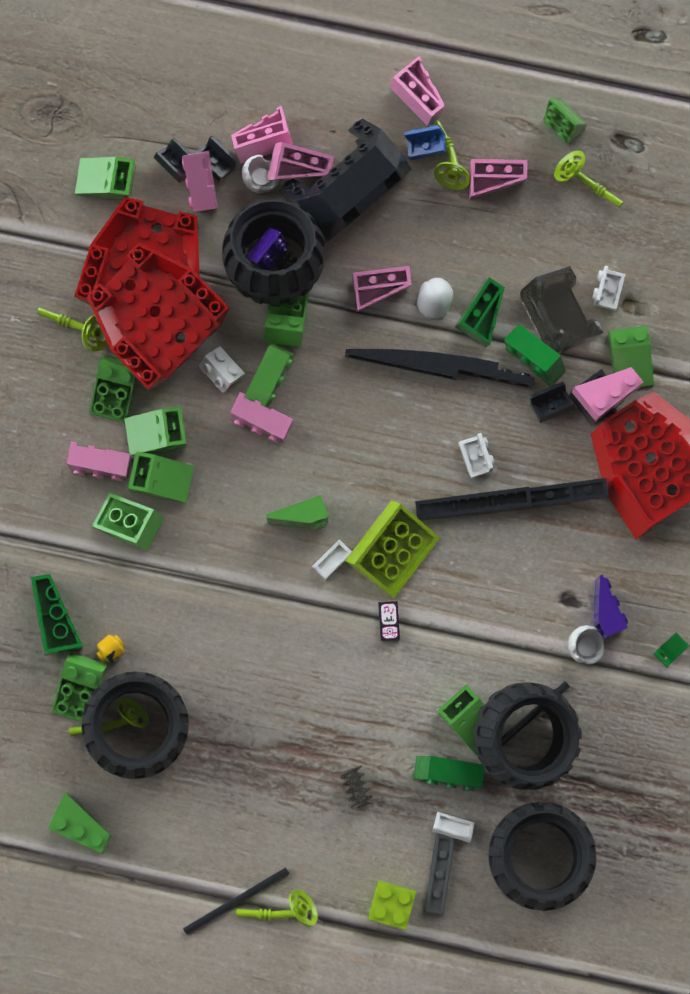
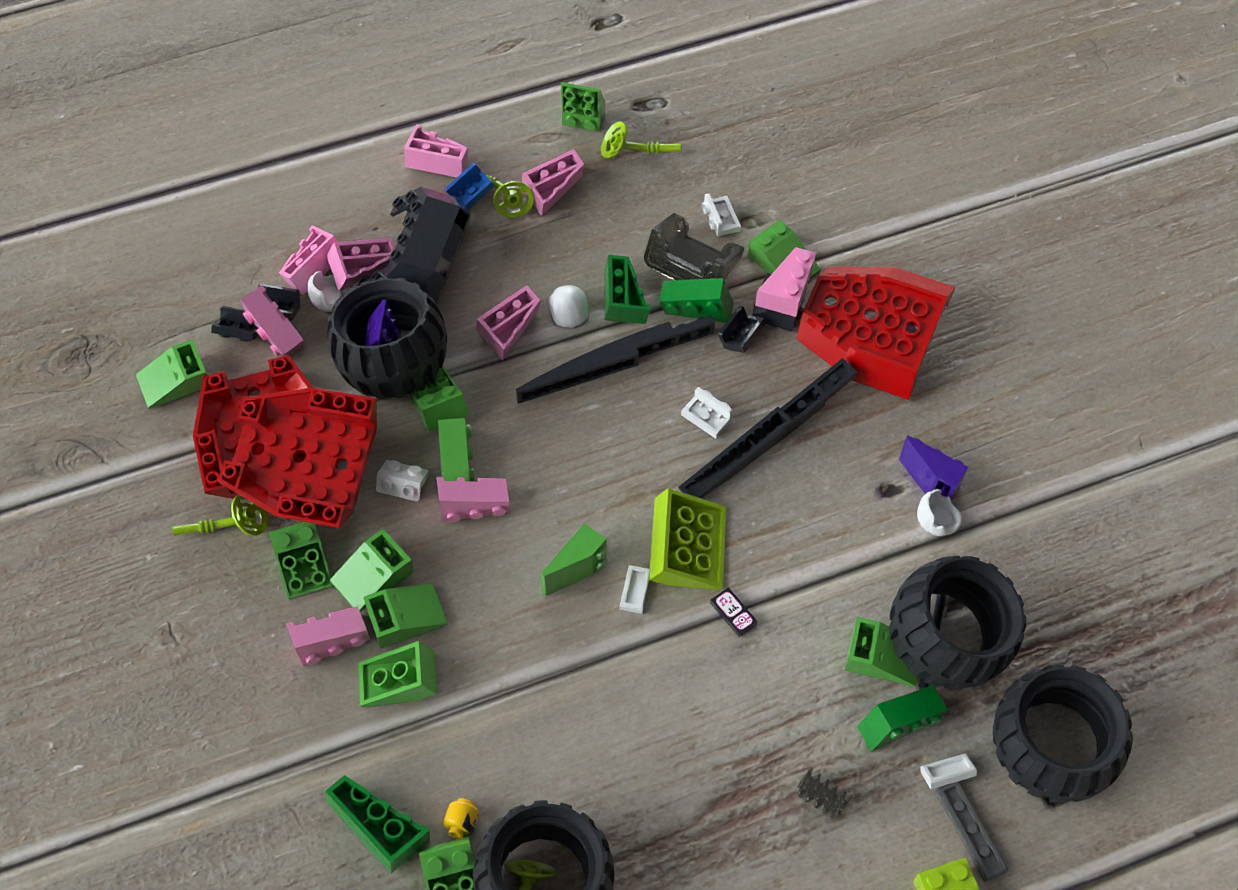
camera: 30 degrees left, 20 degrees down
(671, 649) = (1018, 471): green bracket -> none

